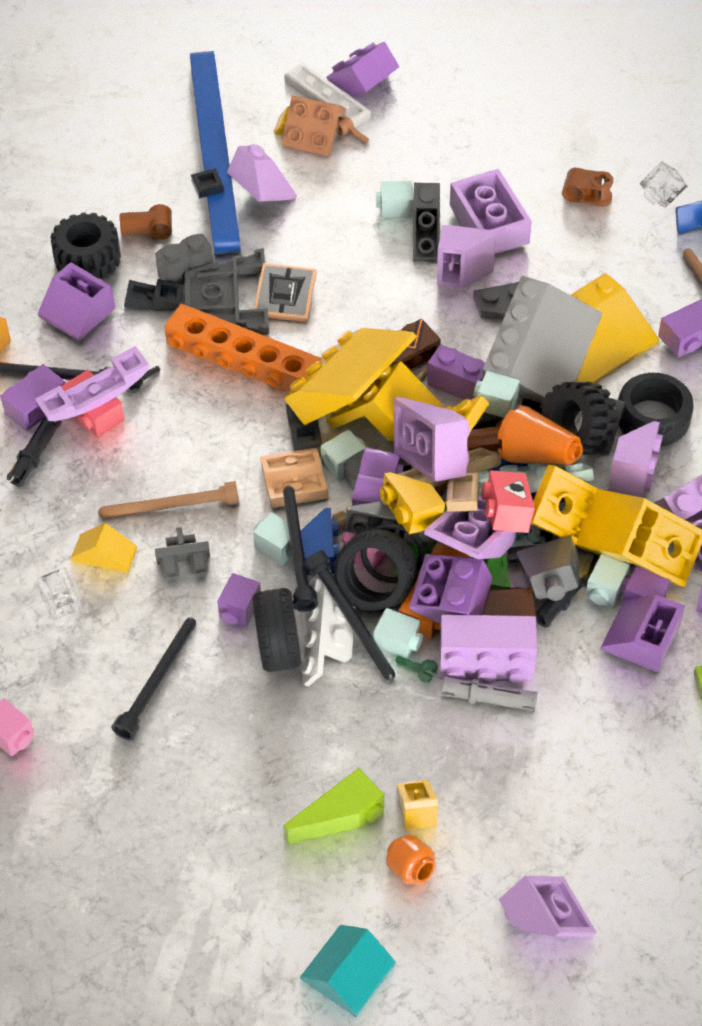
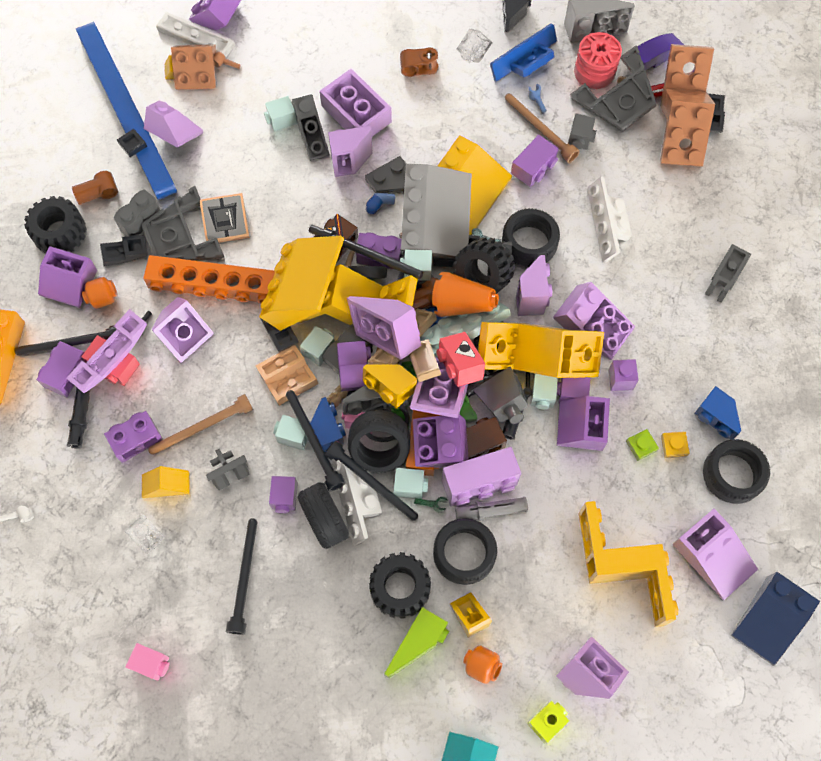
camera: 20 degrees left, 15 degrees up
(86, 489) = (133, 436): none -> medium lavender brick
(108, 329) = (99, 292): none -> orange head
(188, 393) = (181, 329): none -> lavender slope
(335, 717) = (400, 564): none -> black tyre
(436, 699) = (472, 527): none -> black tyre
(443, 391) = (375, 272): none -> black tyre
(446, 367) = (381, 258): none -> black bar
(469, 949) = (549, 721): none -> neon yellow brick
(477, 321) = (378, 200): none -> arm
(639, 801) = (628, 564): none -> yellow bracket

